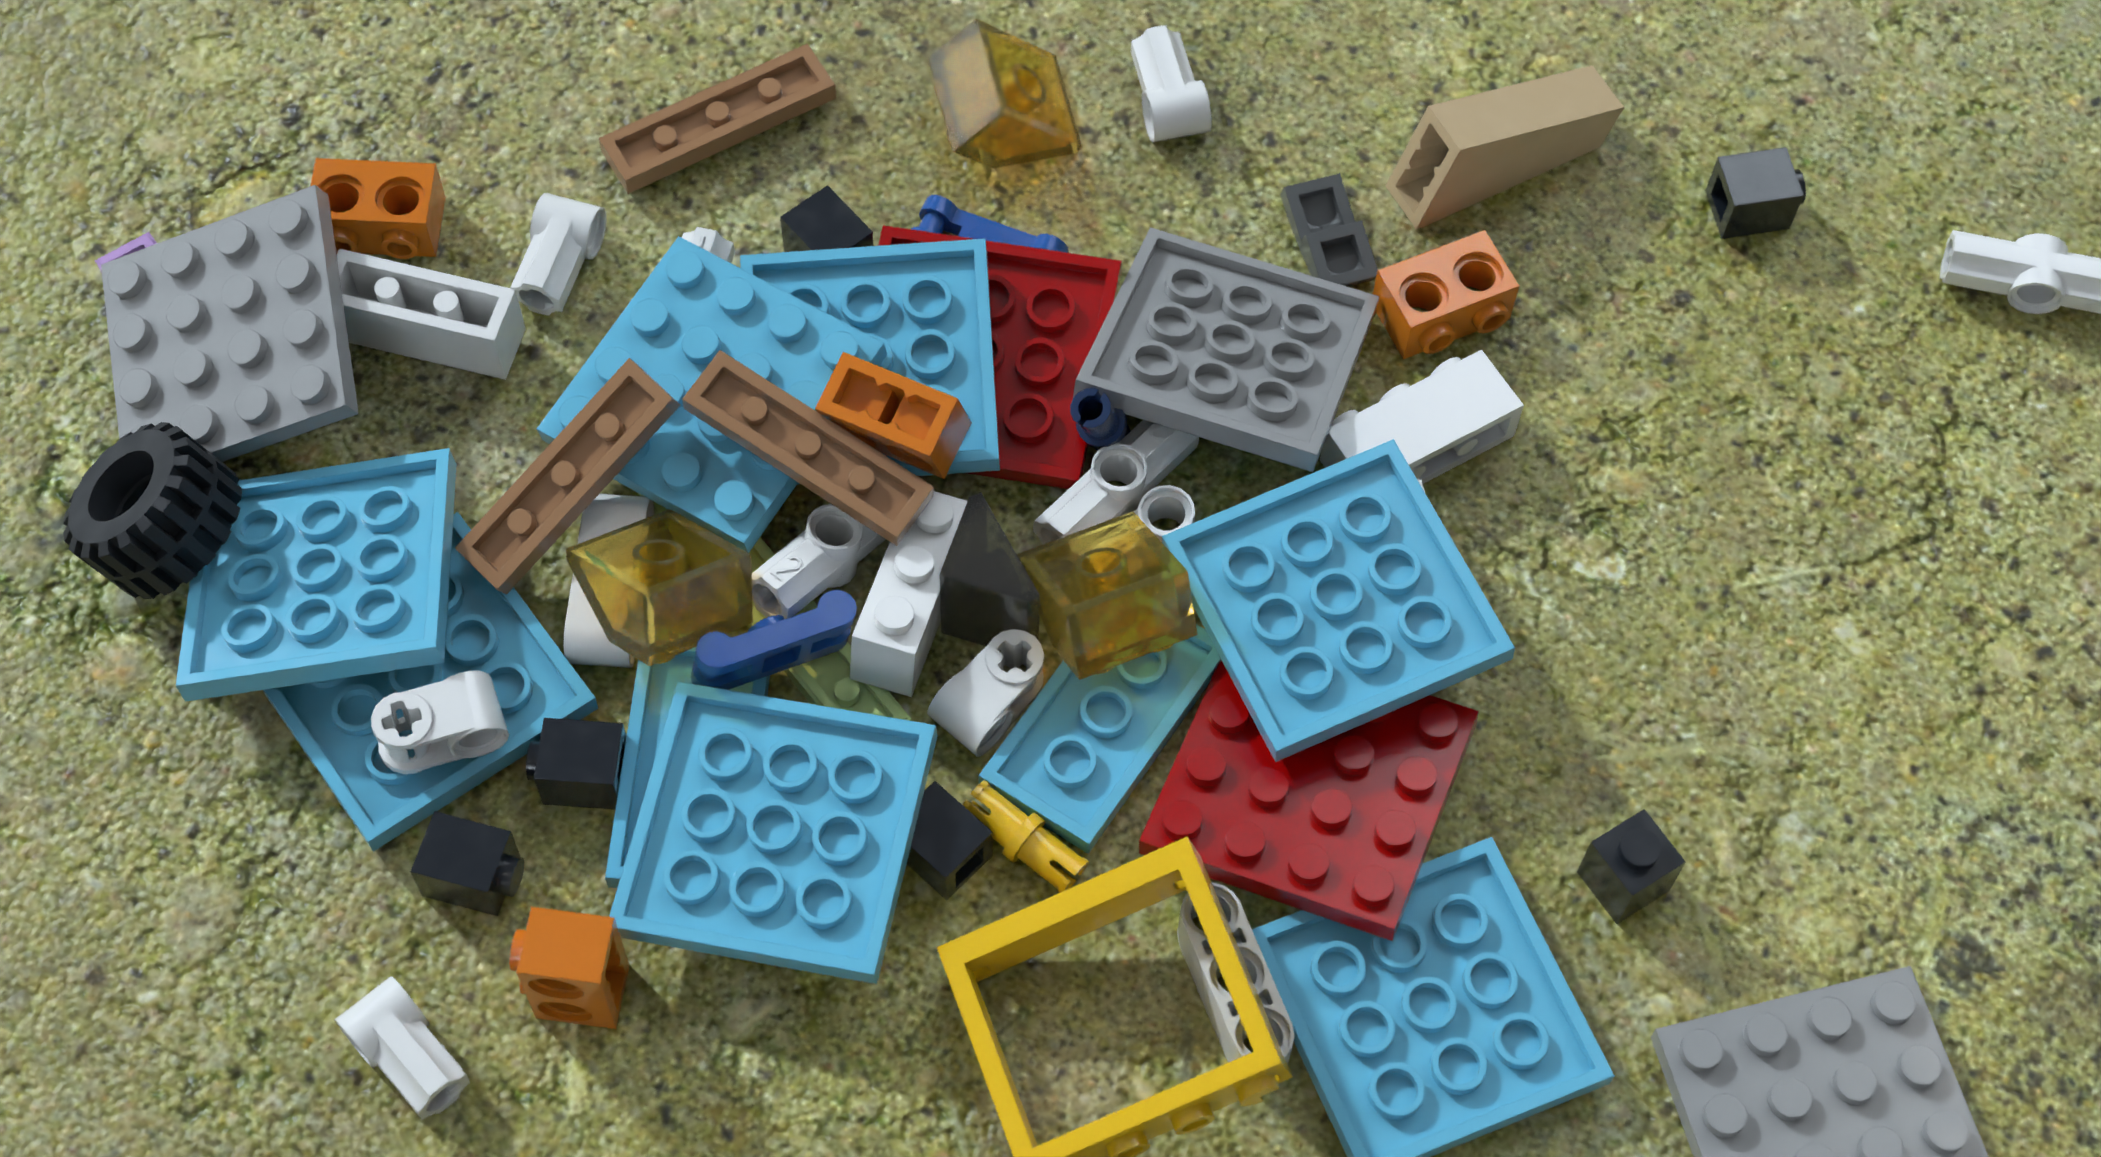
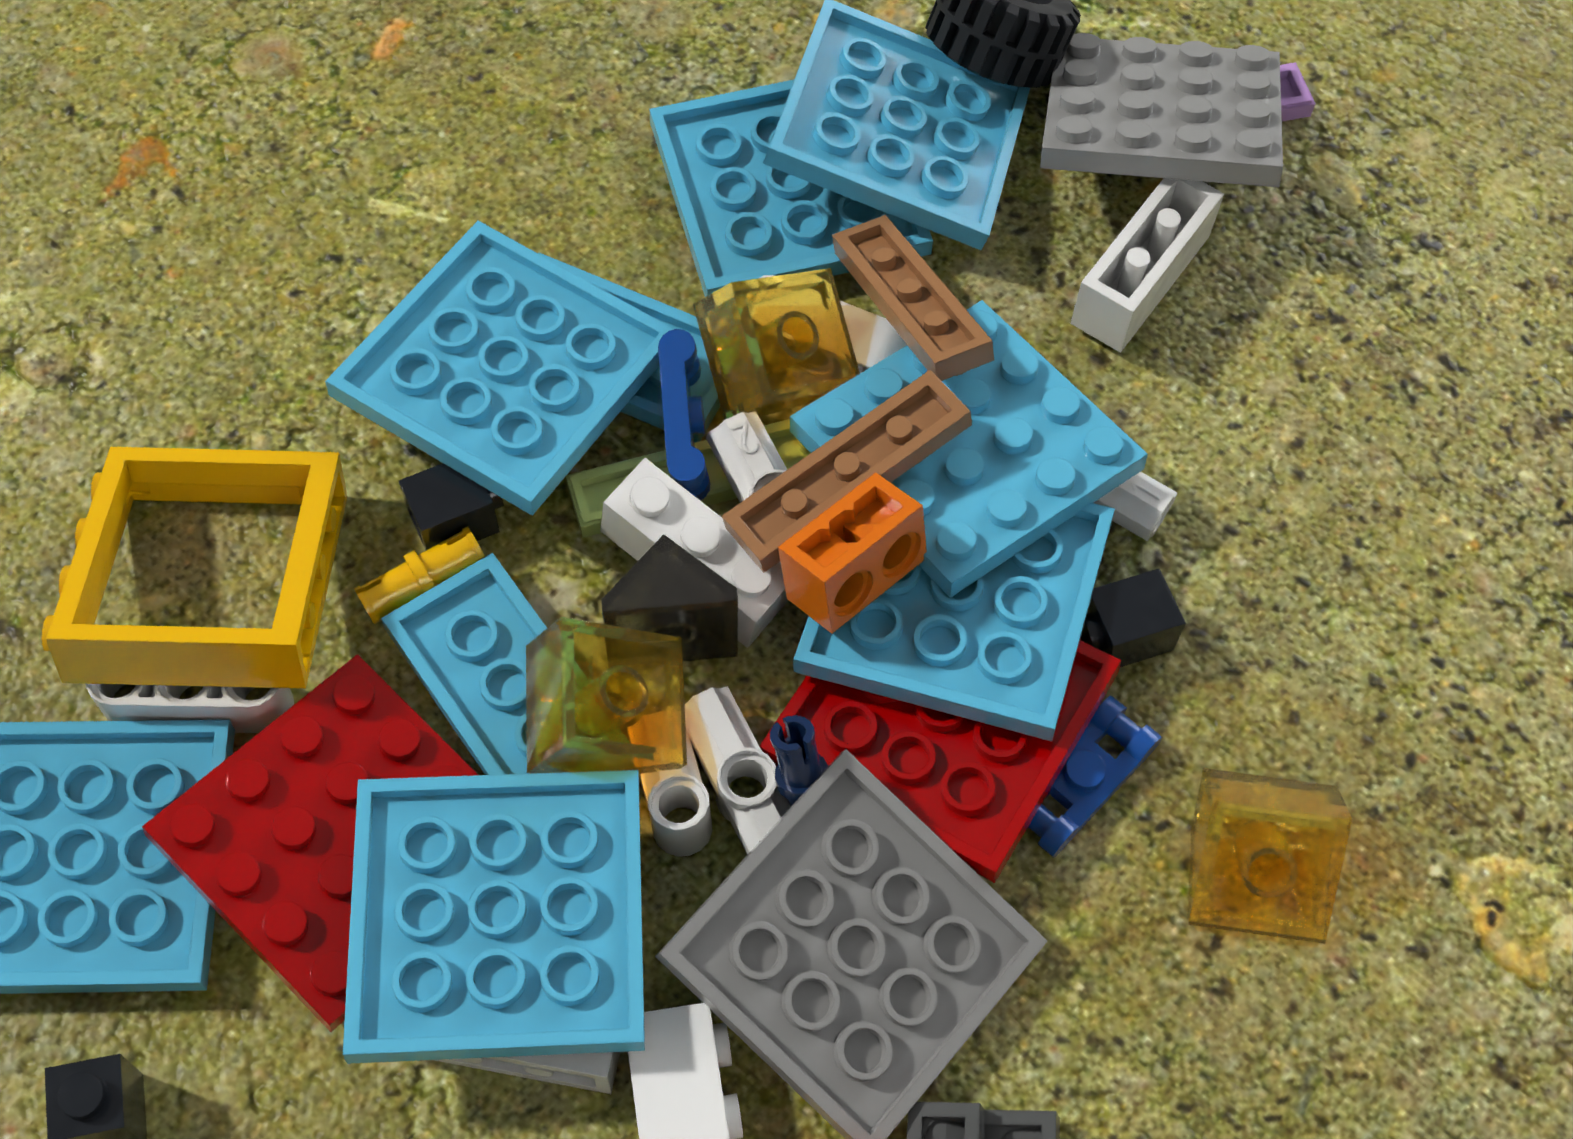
camera: 110 degrees right, 0 degrees up
(376, 199) = (1287, 263): orange brick -> none
(395, 1037) = (485, 90): white piece -> none
(446, 721) = (718, 158): white piece -> none
(467, 864) = (600, 169): black brick -> none
(561, 238) = (1209, 401): white piece -> none
(571, 967) = (456, 186): orange brick -> none
(577, 763) = (654, 260): black brick -> none
(717, 118) = (1320, 577): medium nougat plate -> none
(983, 698) = (565, 581): white piece -> none
(1171, 98) = (1216, 1038): white piece -> none

